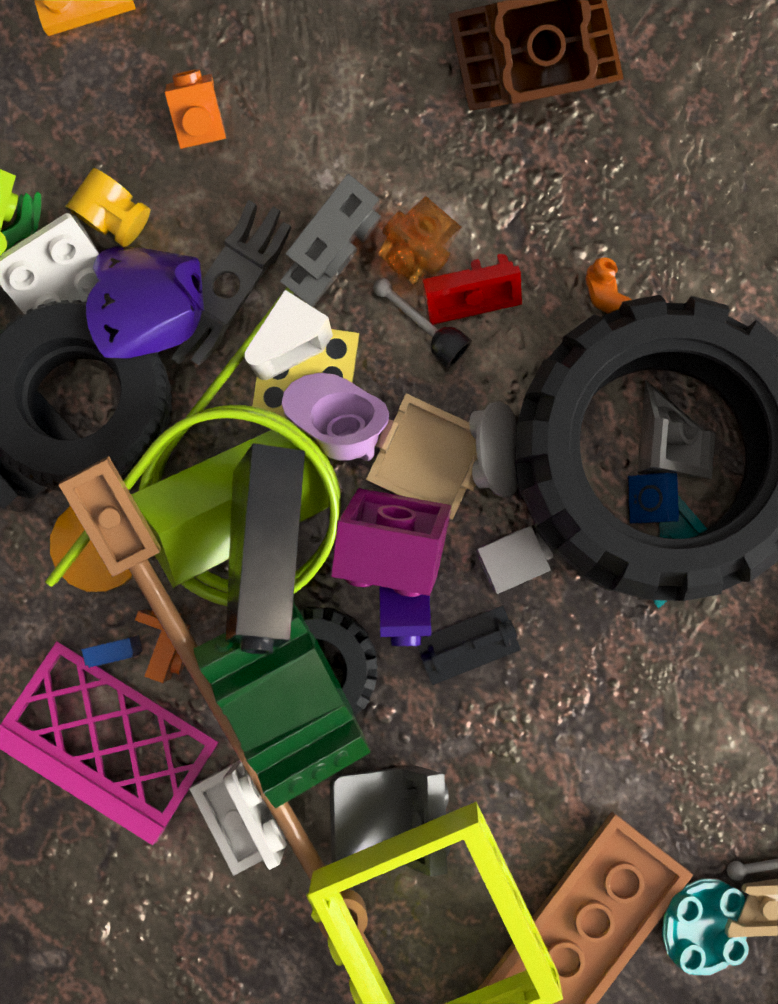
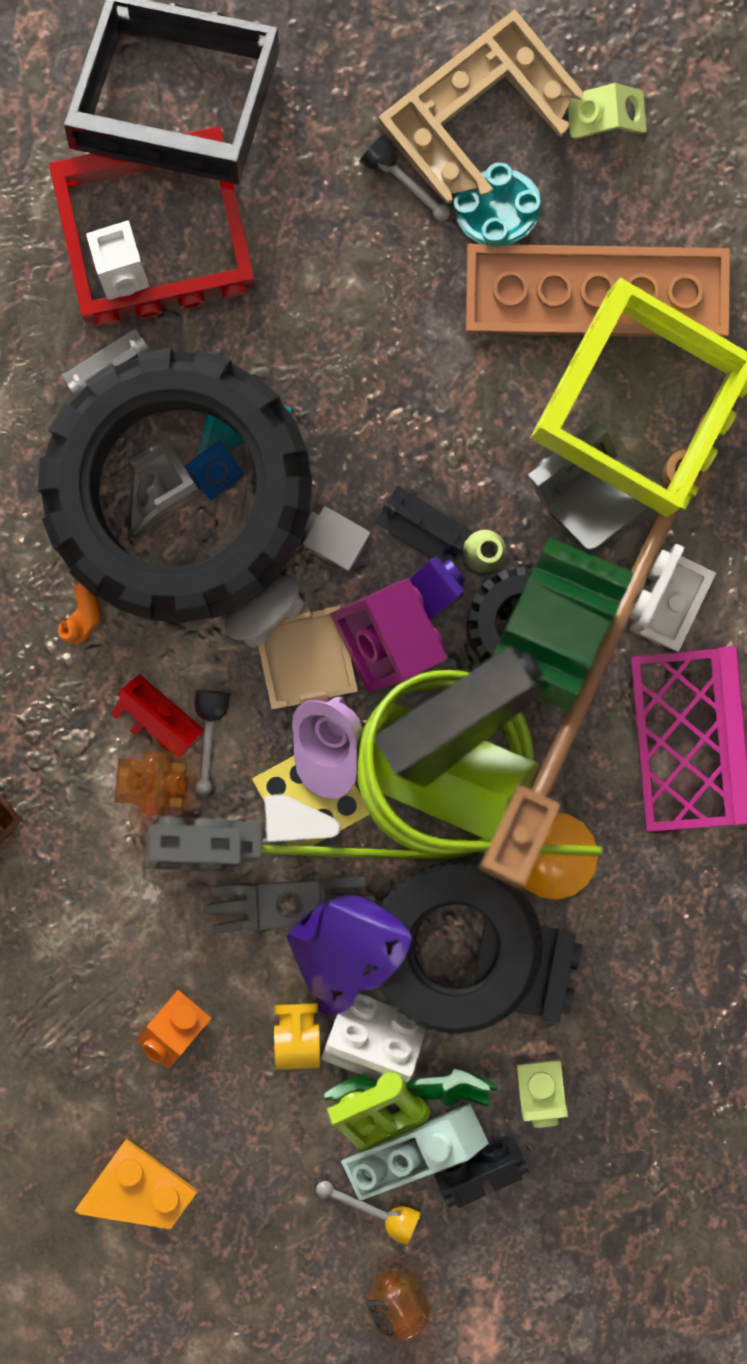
camera: 130 degrees left, 0 degrees up
(112, 651) = (622, 783): blue tile -> none
(165, 657) = (591, 739): orange bracket -> none
(411, 671) = (473, 556): none -> yellowish green cone

